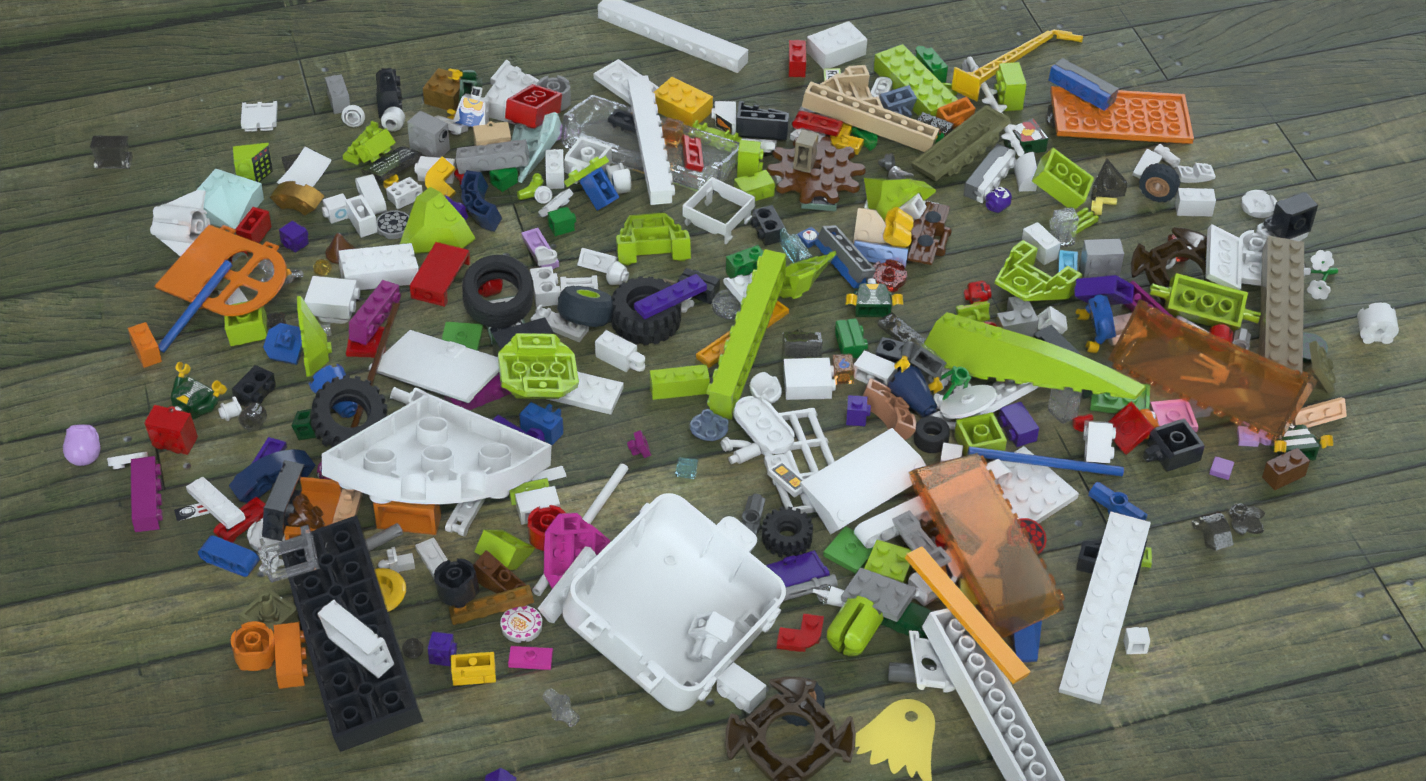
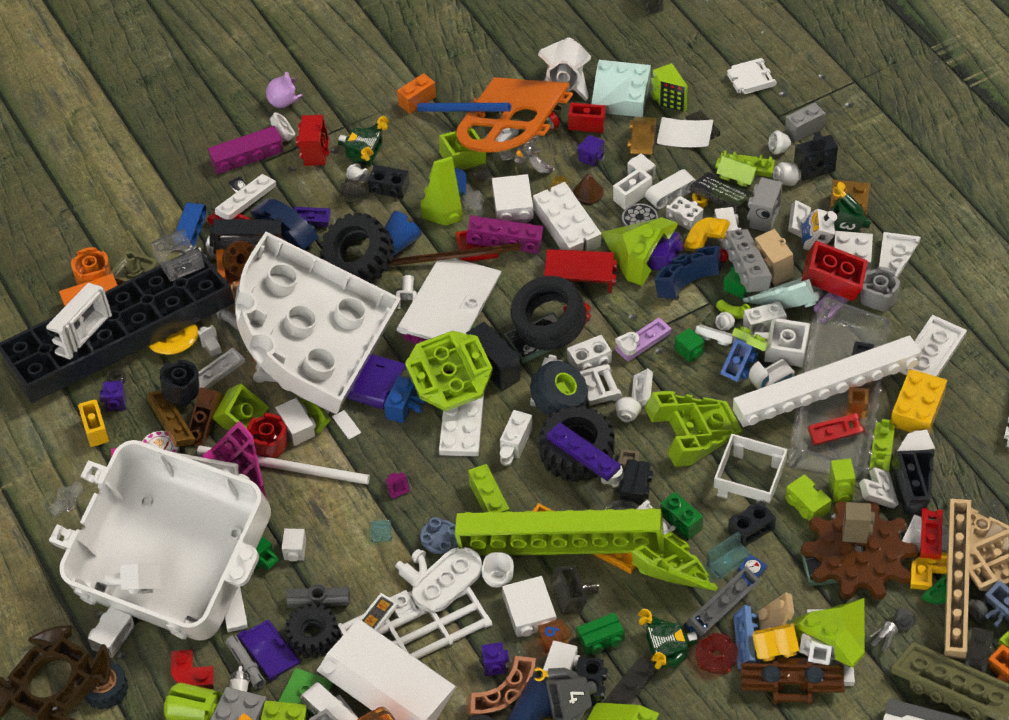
camera: 80 degrees right, 5 degrees up
(464, 334) = (497, 311): bright green plate -> none

